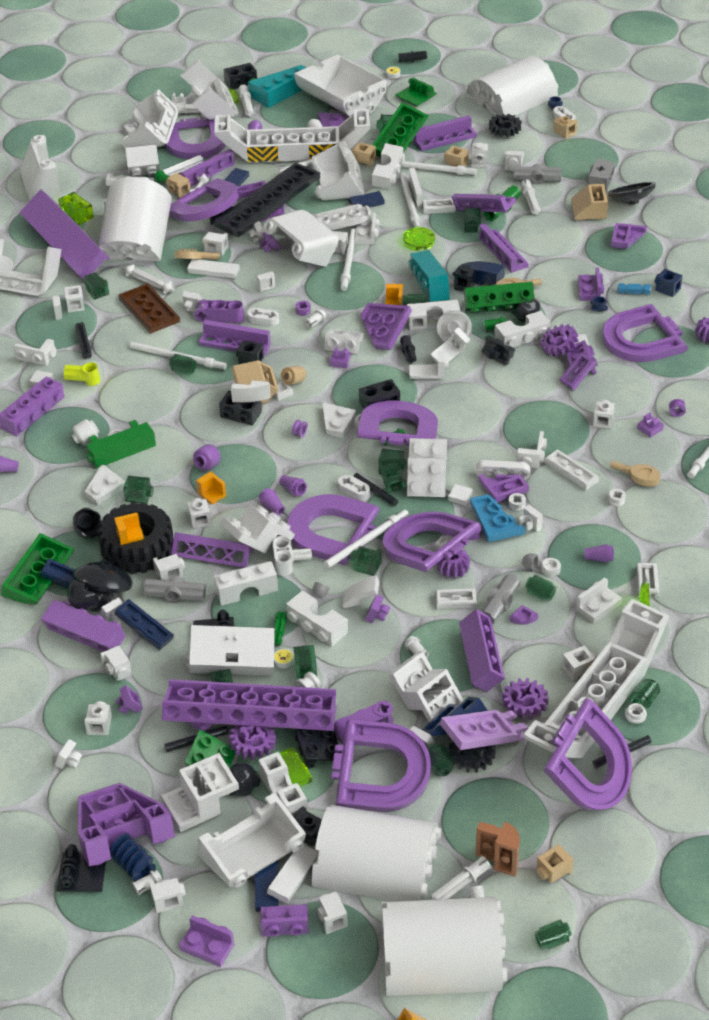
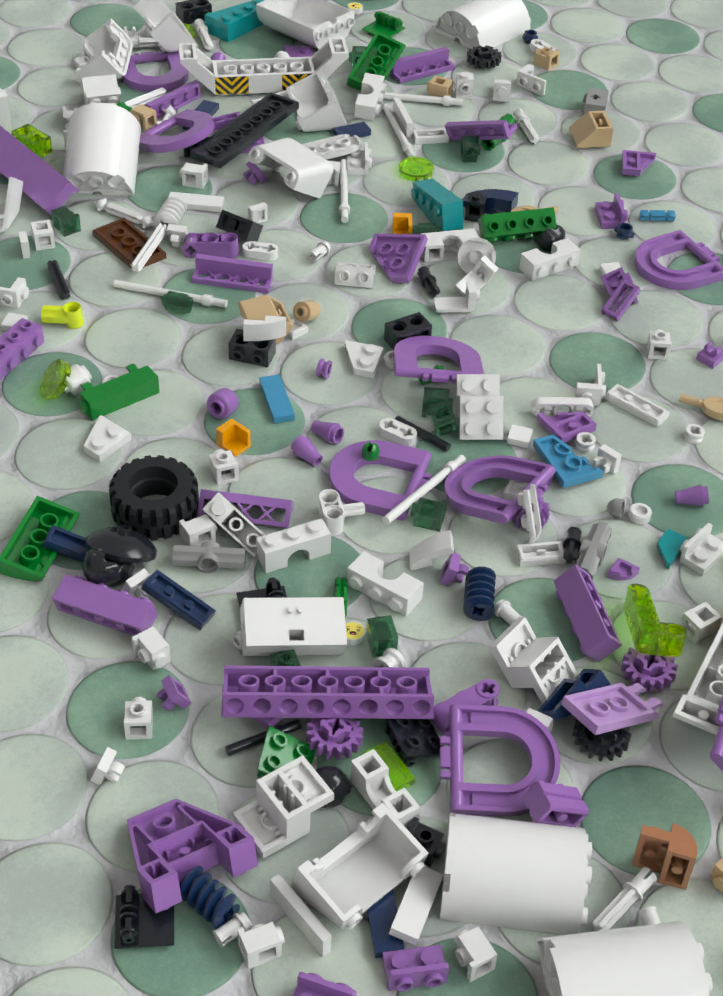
camera: 10 degrees left, 0 degrees up
(66, 433) = (54, 379): none -> clear neon green tile
(86, 522) = (92, 482): black hair -> none
(128, 528) = (148, 486): light orange panel -> none
(137, 489) = (147, 441): clear green brick -> none
(164, 313) = (149, 247): none -> white axle
(187, 280) = (171, 212): none -> white piece
(196, 255) = (171, 186): tan piece -> none
(198, 560) = (234, 522): none -> white slope
(201, 875) = (300, 915): none -> white tile
(246, 294) = (240, 226): none -> black brick
(249, 352) = (252, 287): black brick -> none
(255, 454) = (276, 398): none -> dark azure tile
(257, 527) = (298, 480): white bracket -> none
(258, 232) = (240, 163): white tile -> none
(303, 308) = (303, 241): medium lavender bush -> none
(320, 590) = (381, 549): light grey hinge -> none
(328, 504) = (373, 455): none -> green hinge
(340, 358) = (354, 293): medium lavender tile -> none
(364, 153) = (341, 84): tan brick -> none
(394, 630) = (479, 593): none -> dark blue piece
(418, 803) = (555, 804): none -> medium lavender brick
(440, 760) = (569, 748): clear green brick -> none
(447, 568) = (531, 517): none -> white piece
(483, 591) = (572, 544): none -> black axle
(490, 324) = (515, 253): green pin -> none
(497, 350) = (527, 280): black hips -> none
(501, 249) = (506, 177): medium lavender fence -> none
(528, 671) = (646, 630): none -> clear neon green beam
(537, 173) = (538, 103): light grey piece -> none
(540, 588) = (635, 537): clear green brick -> none
(541, 150) = (529, 82): none -> white bracket
(559, 340) = (594, 268): medium lavender gear -> none
(568, 597) = (669, 546): none -> teal tile
(633, 192) = (634, 120): black dish -> none
(668, 282) = (692, 208): dark blue brick -> none

